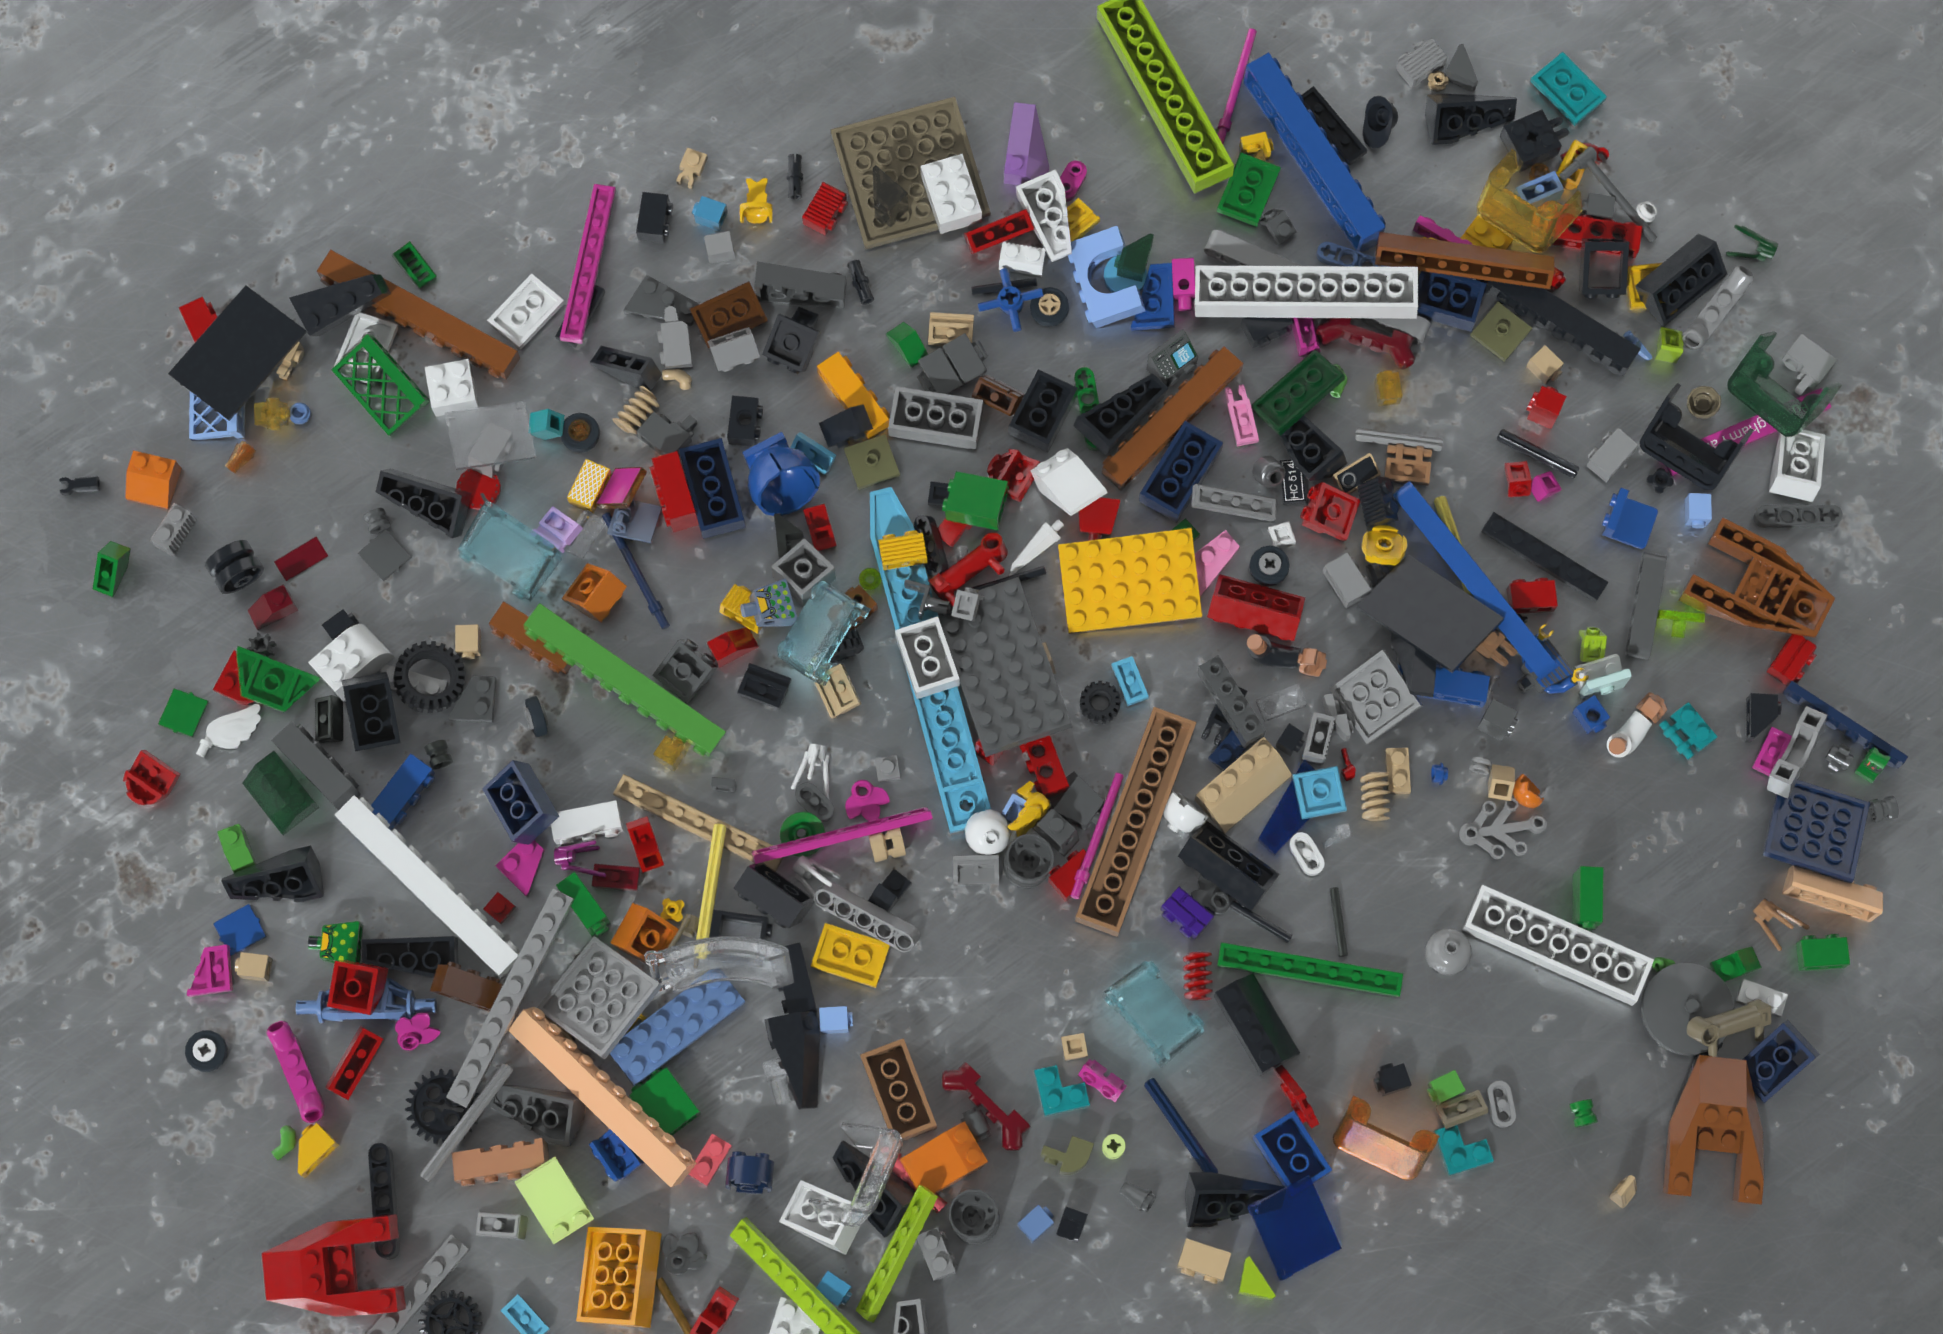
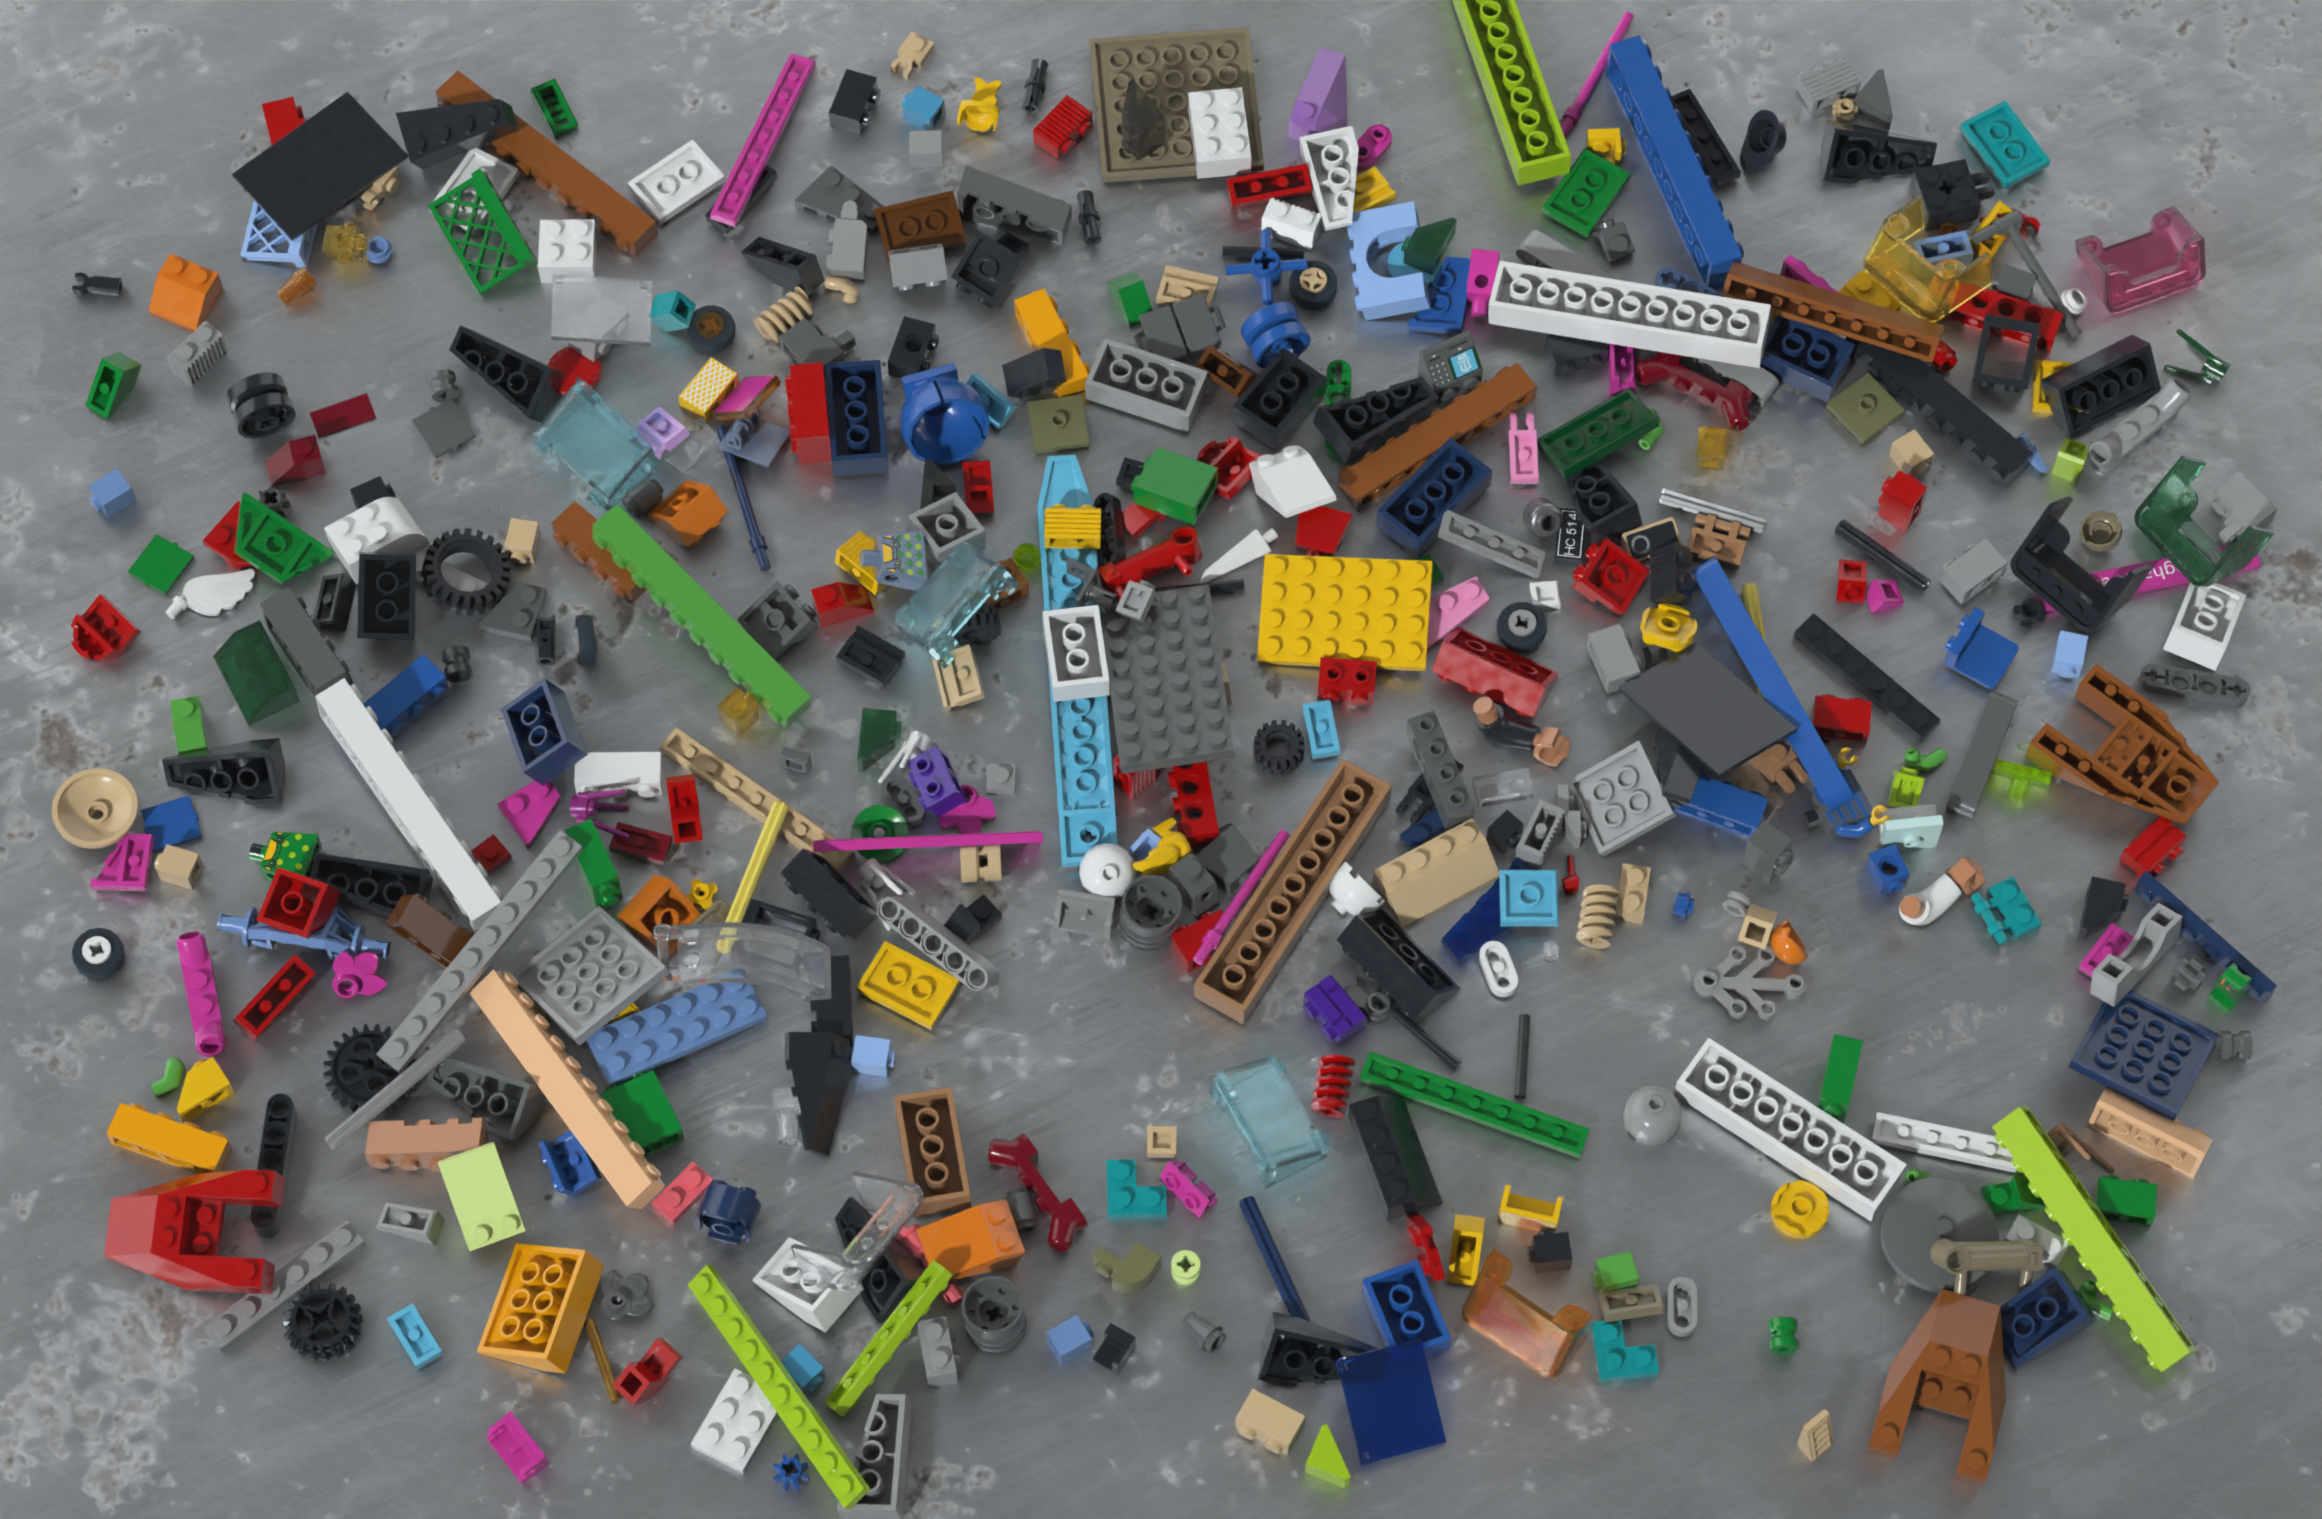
camera: 10 degrees right, 10 degrees down
(130, 662) = (111, 493): none -> medium blue brick
(165, 923) = (91, 794): none -> tan dish
(297, 1196) = (168, 1140): none -> light orange brick
(504, 722) = (546, 641): none -> black bar
(555, 585) = (642, 496): none -> dark grey brick
(783, 752) = (877, 735): none -> clear green slope
(838, 784) = (936, 781): none -> dark purple brick
(1028, 356) = (1273, 329): none -> blue wheel
(1142, 637) = (1347, 680): none -> red brick
(1326, 1090) = (1465, 1249): none -> yellow slope
(1370, 1049) = (1529, 1212): none -> yellow panel
(1573, 1013) = (1806, 1215): none -> yellow tile
(1601, 620) = (1925, 763): none -> bright green arm
(1689, 931) = (1941, 1141): none -> white plate
(1697, 170) = (2145, 266): none -> clear pink windscreen
(1807, 992) = (2094, 1239): none -> lime brick
(1810, 1035) = (2089, 1293): none -> bright green arm

